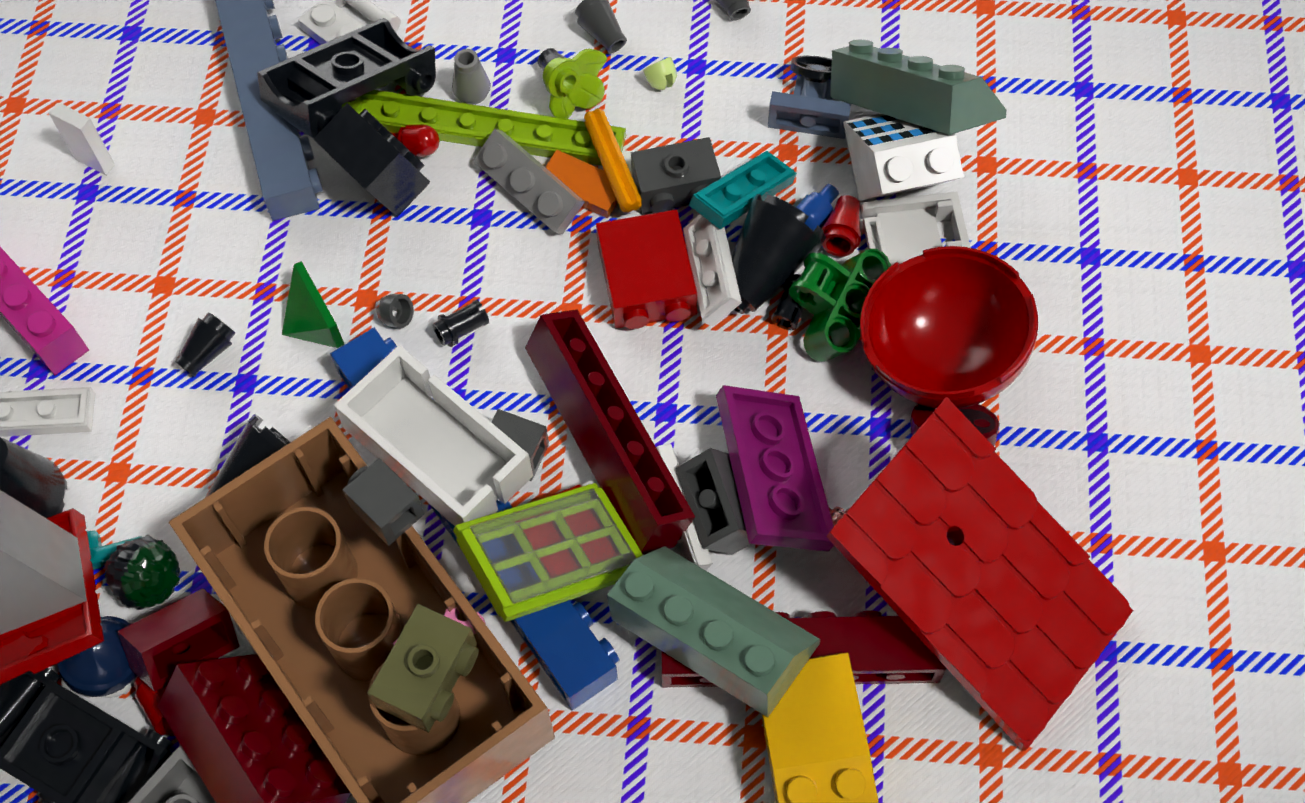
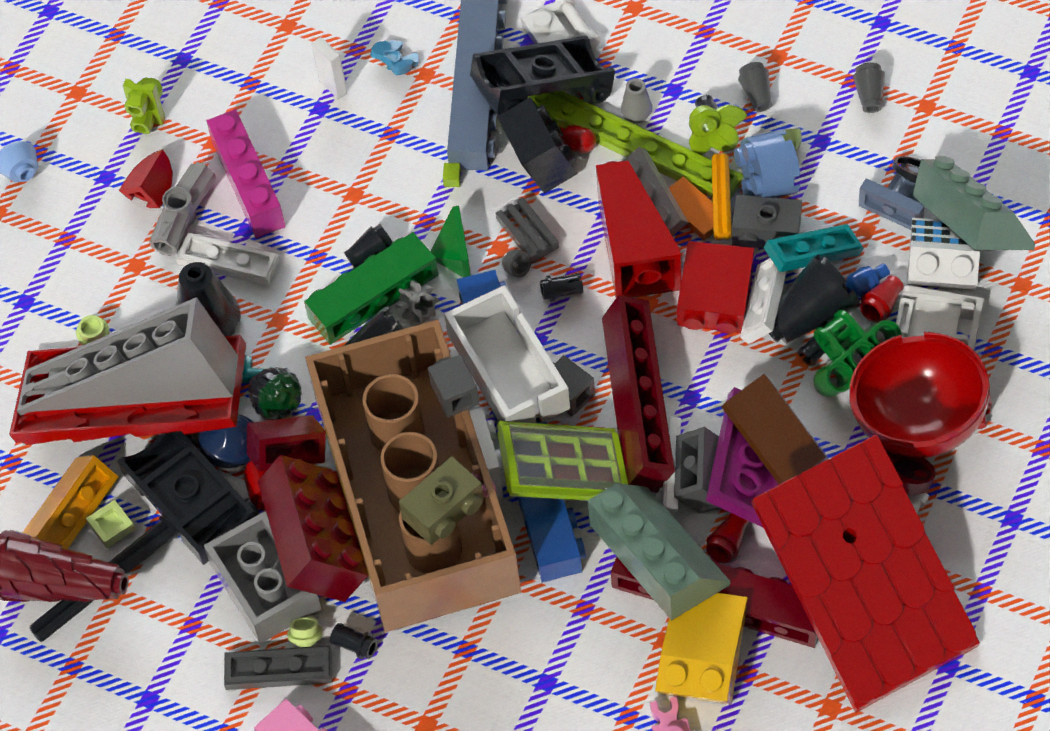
camera: 25 degrees right, 5 degrees down
(155, 105) = (389, 54): none -> dark azure piece
(223, 396) = (370, 287): none -> green brick
(277, 226) = (451, 174): none -> lime piece
(289, 396) = (417, 302): none -> light grey gear
(369, 248) = (525, 208): none -> dark grey tile
(442, 546) = (487, 439): none -> white plate
(531, 235) = (637, 240): none -> red slope
(655, 107) = (768, 165): none -> medium blue brick
(782, 579) = (726, 539): none -> red cone
(795, 427) = (773, 430): none -> reddish brown slope

